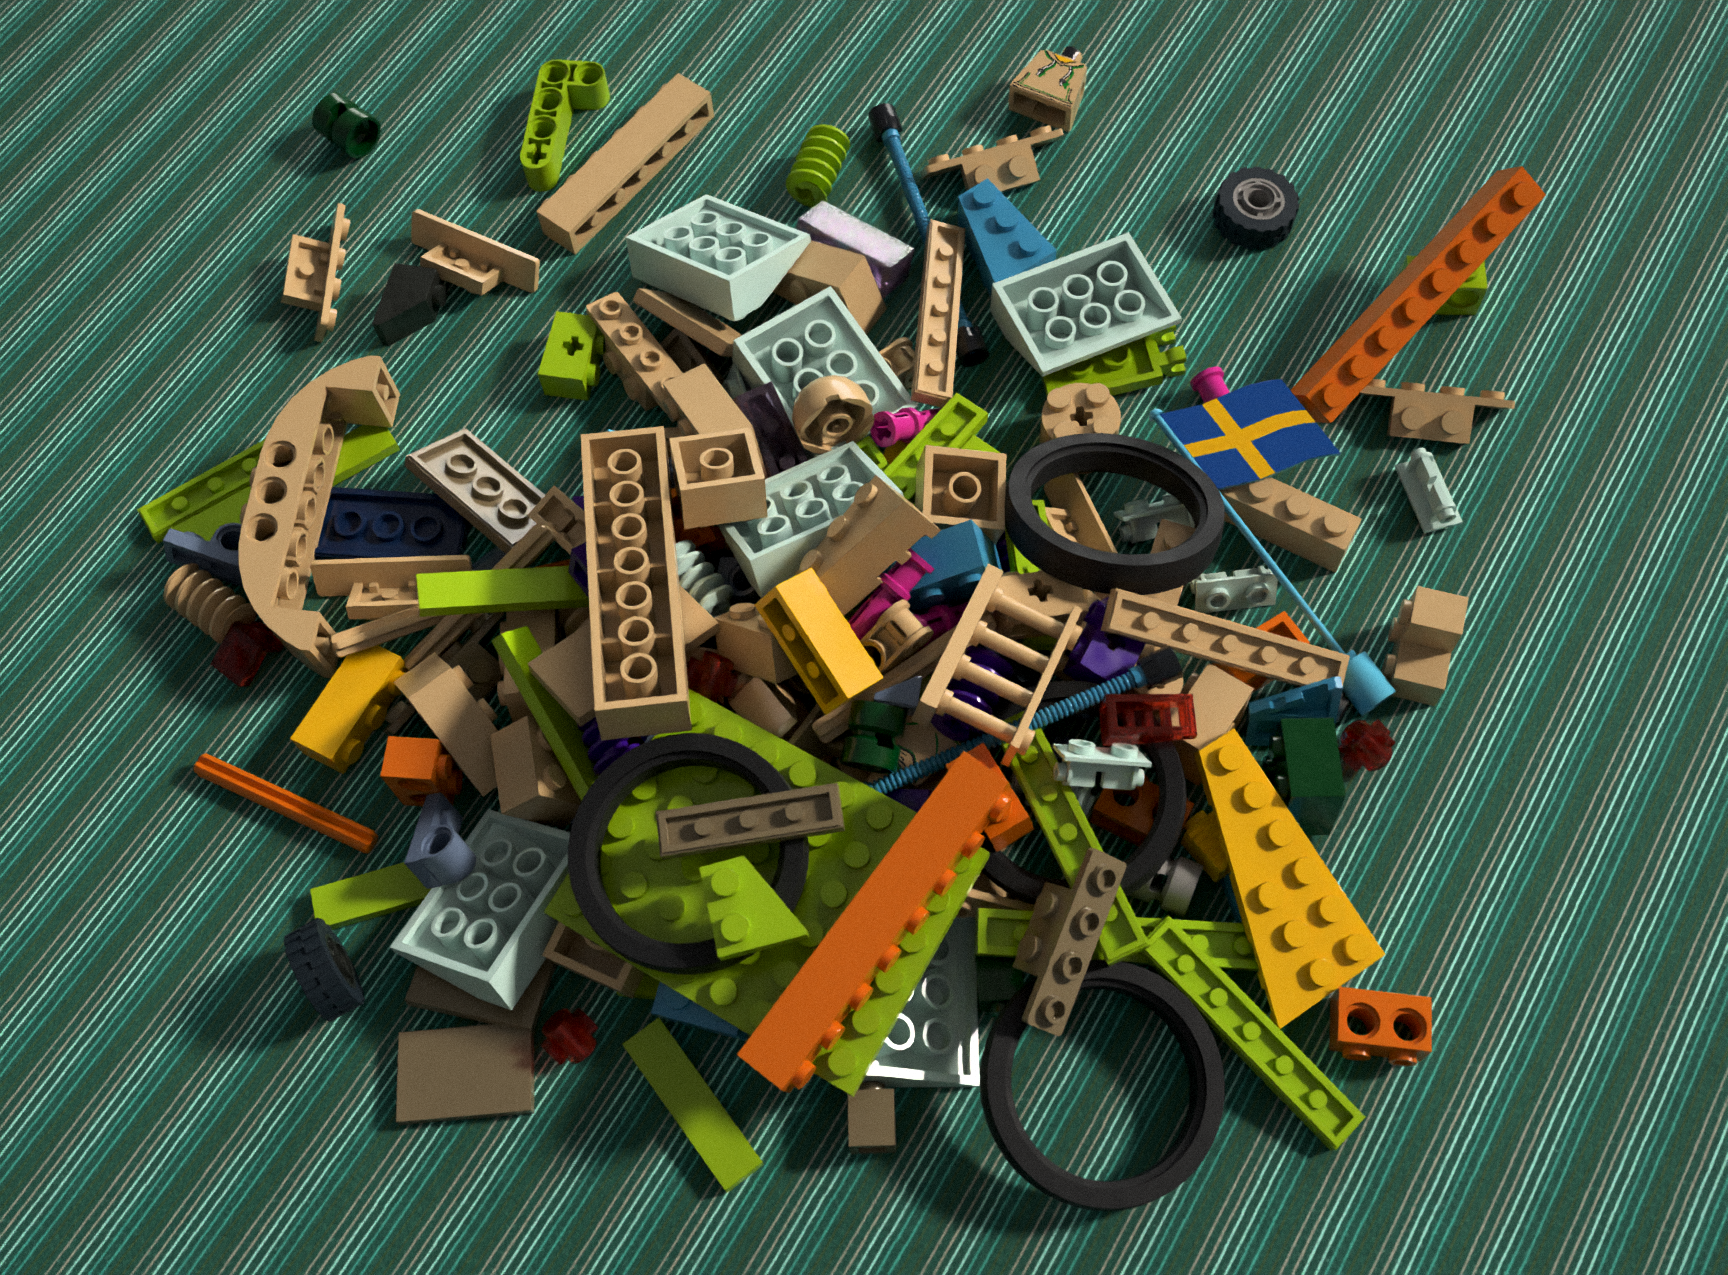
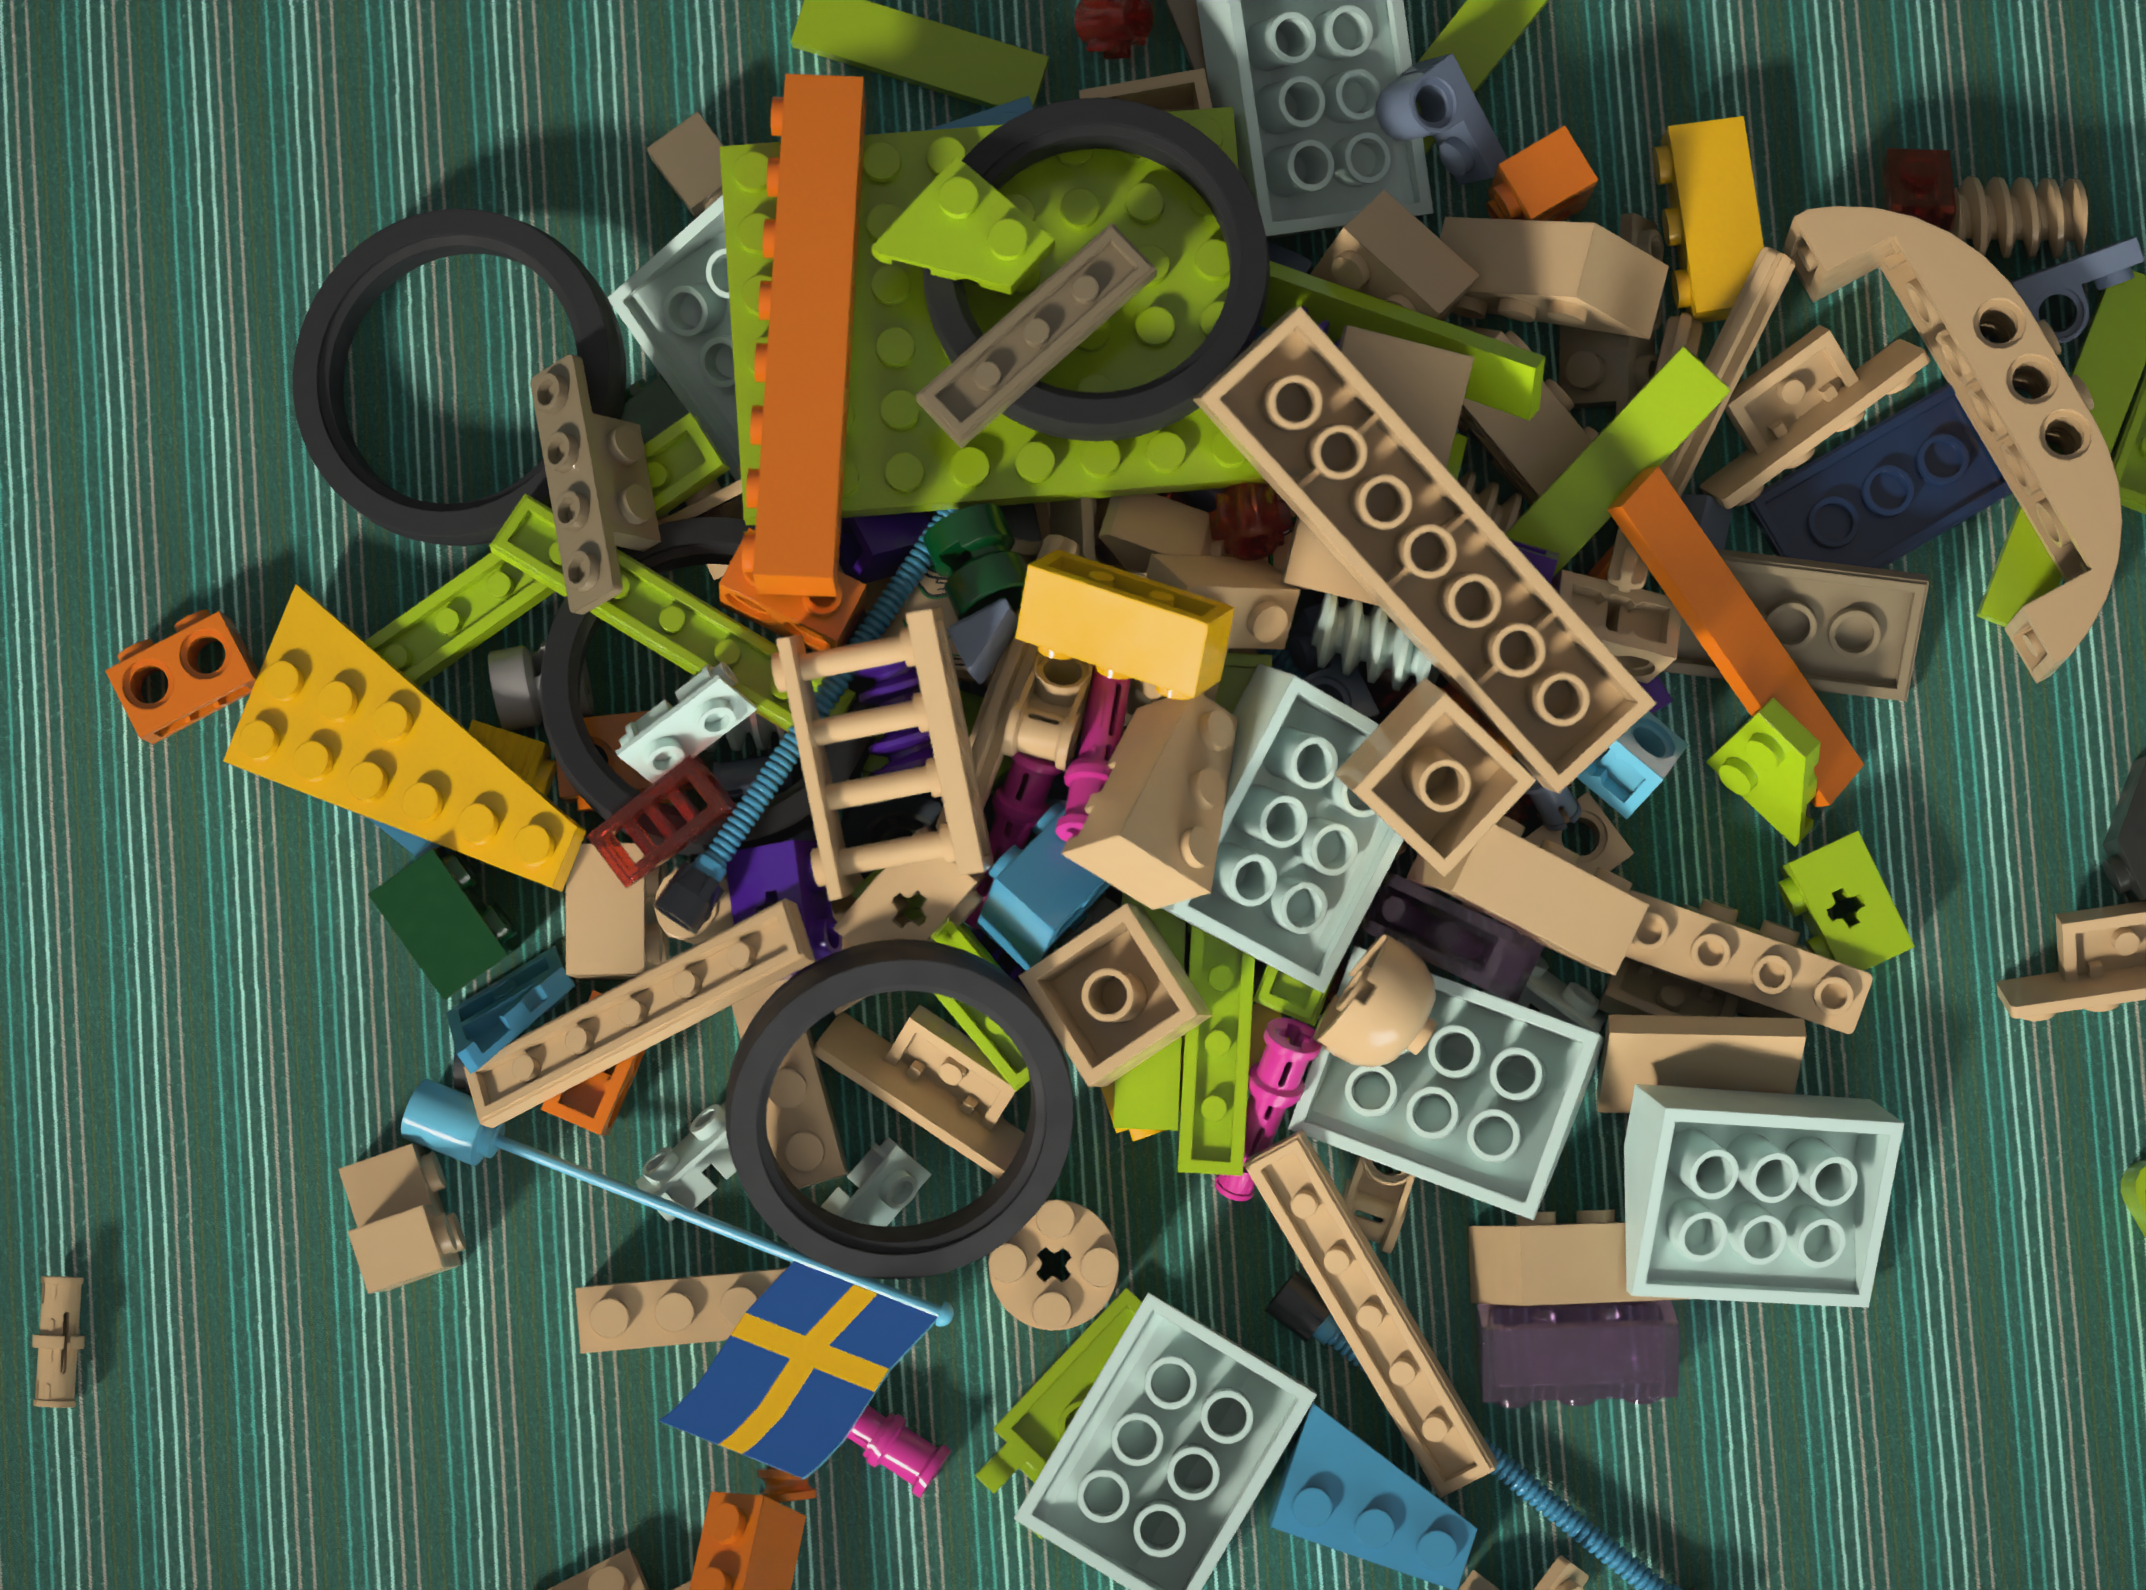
camera: 145 degrees right, 20 degrees up
(286, 803) = (1695, 52): orange axle -> none
(516, 487) = (1727, 620): none -> orange tile
(553, 429) = (1772, 768): none -> lime wing
(625, 163) = (2033, 1286): tan brick -> none
(817, 164) = (1740, 1465): lime piece -> none
(1252, 1034) = (329, 557): lime tile -> none
(1366, 745) = (398, 1034): clear red gear -> none
(1428, 492) = (525, 1488): light aqua hinge -> none
(1660, 711) = (58, 1341): none -> tan pin

